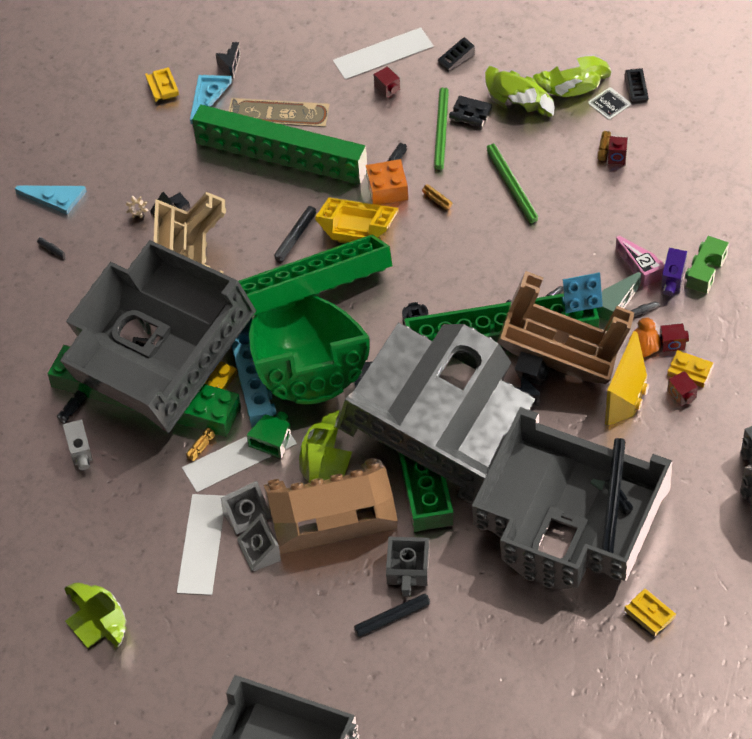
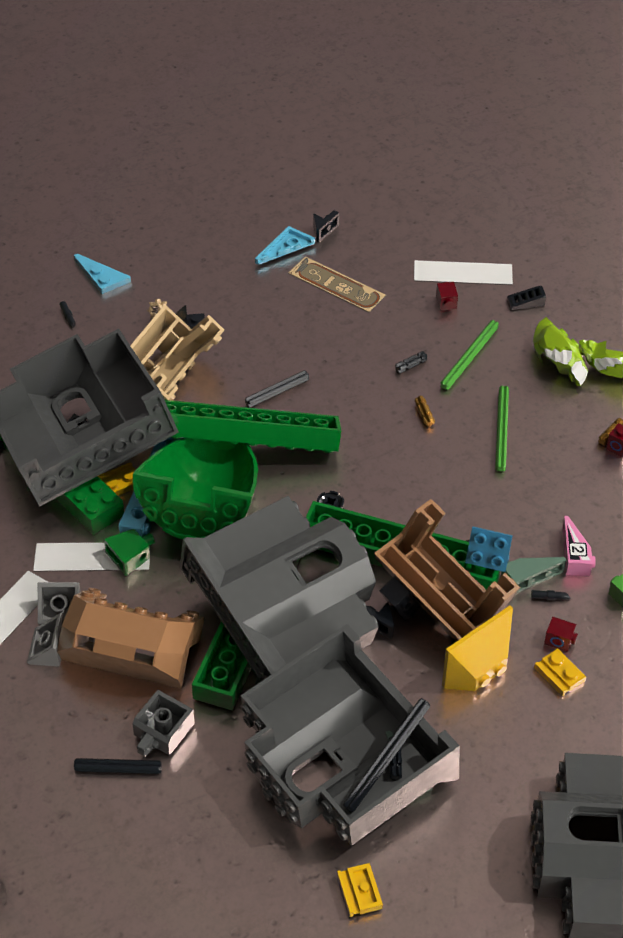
camera: 25 degrees right, 5 degrees down
(162, 84) = (253, 222): yellow plate -> none
(200, 444) = (65, 530): pearl gold axle -> none
(280, 144) = (315, 309): green brick -> none
(317, 451) = (157, 586): lime animal -> none
(354, 220) = (332, 396): yellow slope -> none
(387, 182) = (386, 379): orange brick -> none
(470, 111) = (509, 348): black plate -> none
(648, 336) = (532, 622): orange hair -> none
(674, 271) = (600, 571): dark purple torso -> none
(682, 388) = (537, 687): dark red brick -> none

